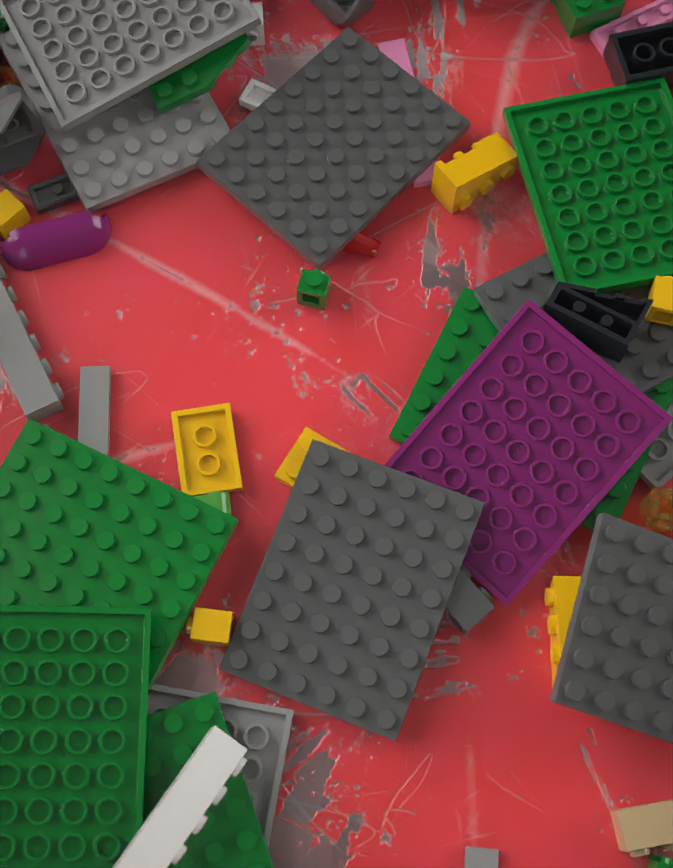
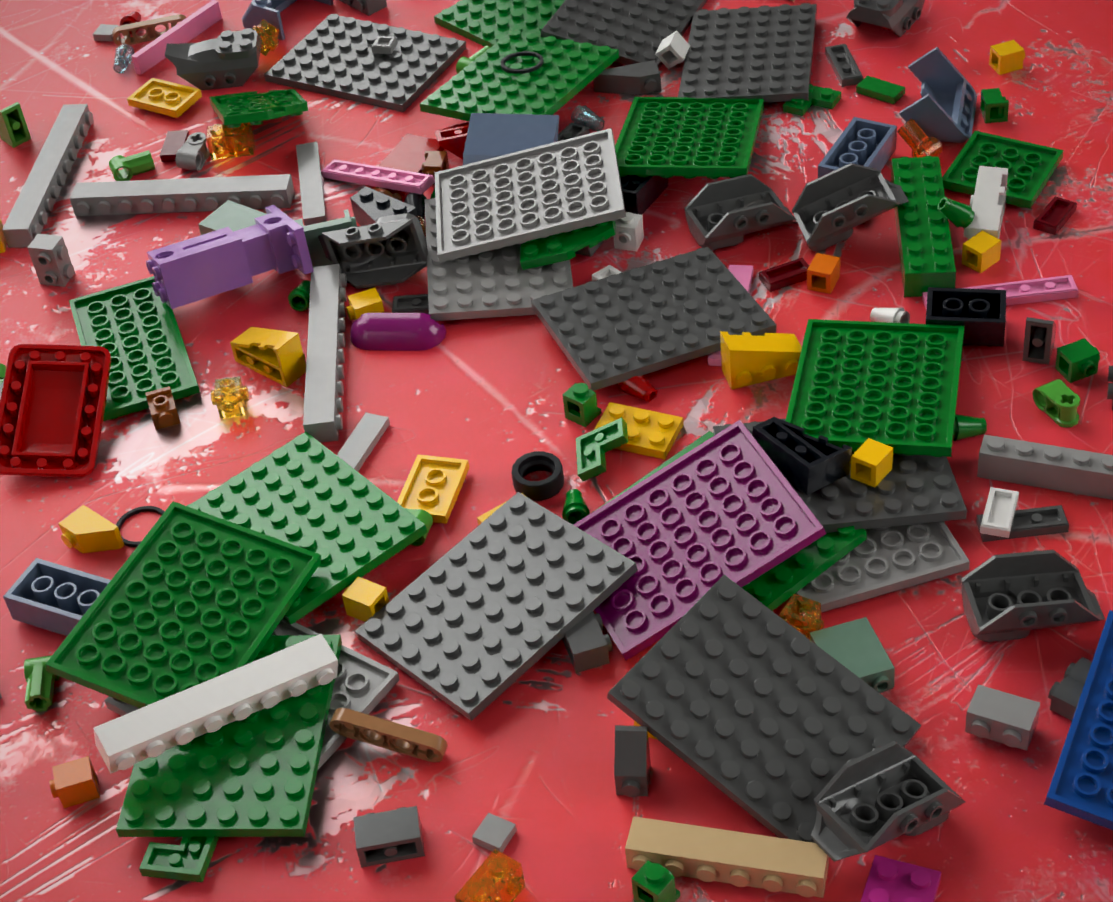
camera: 30 degrees right, 30 degrees down
(312, 377) = (534, 462): none -> black tyre
(325, 796) = (388, 735): none -> medium nougat beam
(353, 344) = (594, 444): none -> green plate
(371, 430) = (574, 507): none -> green cone
(383, 301) = (648, 431): none -> yellow plate
(440, 40) = (784, 274): none -> dark red tile
(482, 31) = (823, 273): none -> orange brick
(574, 76) = (890, 315): none -> white cone
(584, 745) = (632, 761): none -> dark grey slope

